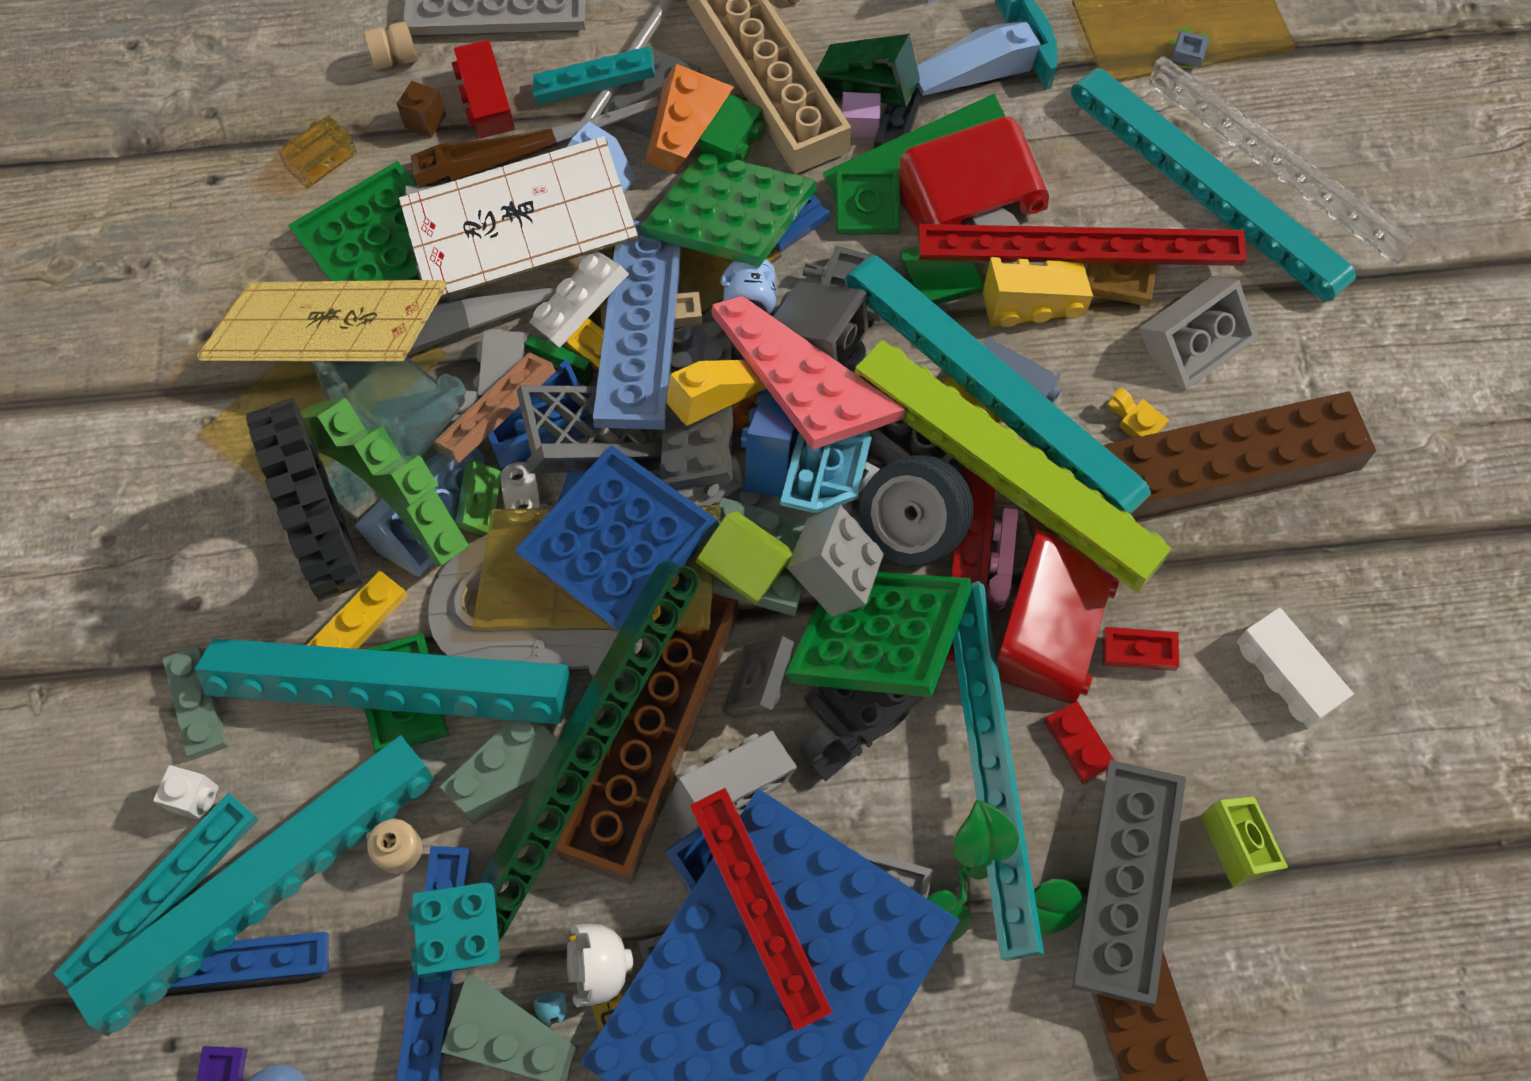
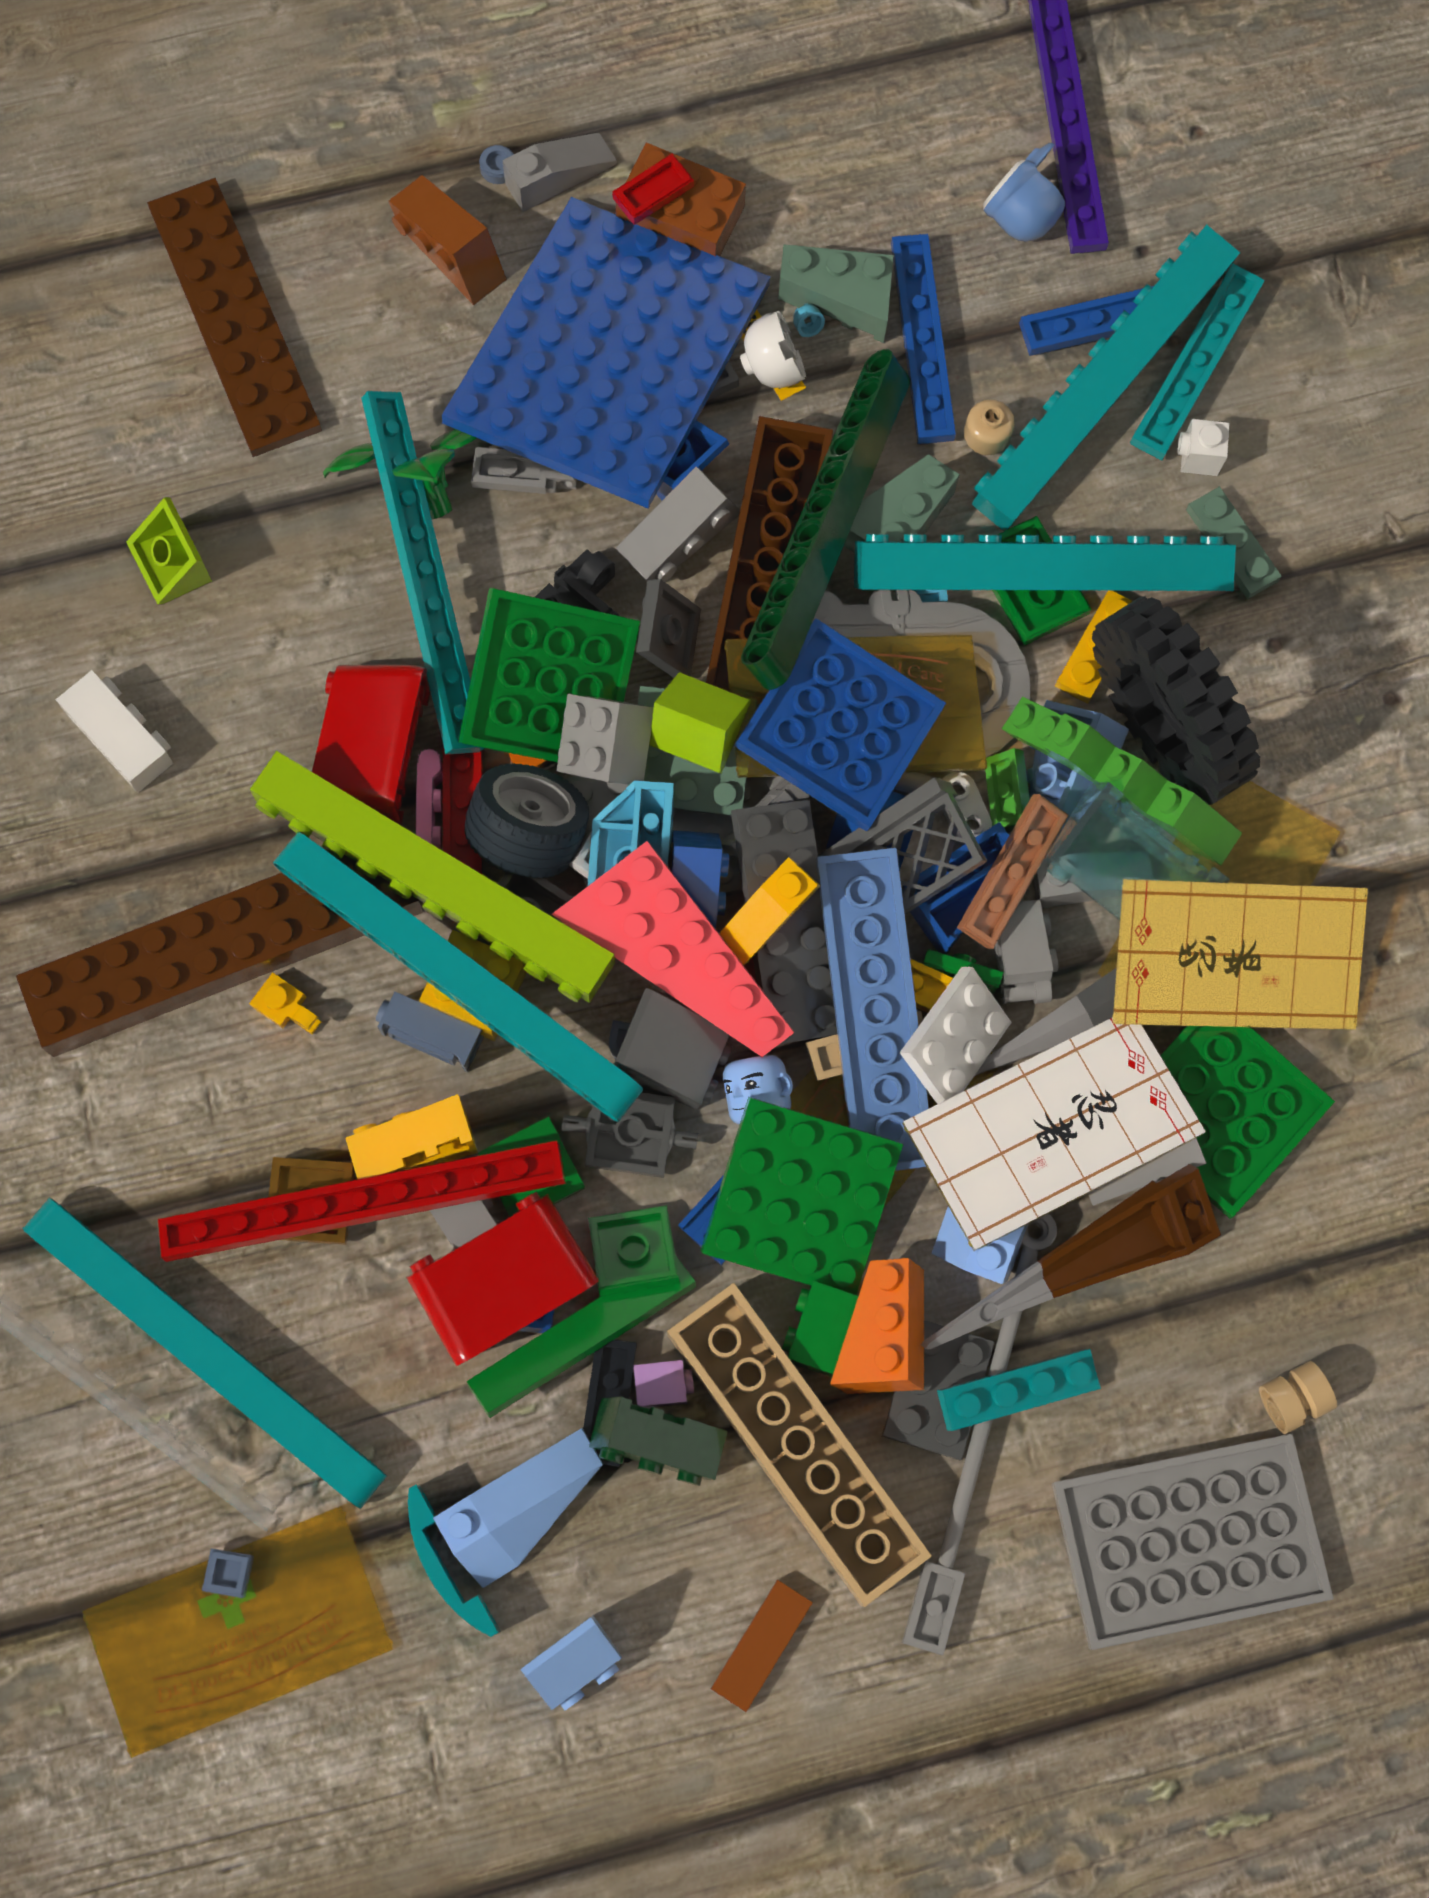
camera: 165 degrees right, 10 degrees up
(317, 151) = (1338, 1219): clear yellow brick -> none
(421, 109) = (1227, 1301): reddish brown brick -> none
(454, 930) = (908, 345): teal bracket -> none
(482, 89) = (1158, 1350): red brick -> none
(761, 909) = (629, 393): red plate -> none
(1079, 742) = (334, 629): red plate -> none
(1130, 884) = (281, 492): dark grey plate -> none
(1141, 648) = (275, 731): red plate -> none
(1200, 330) = (215, 1126): light grey slope -> none

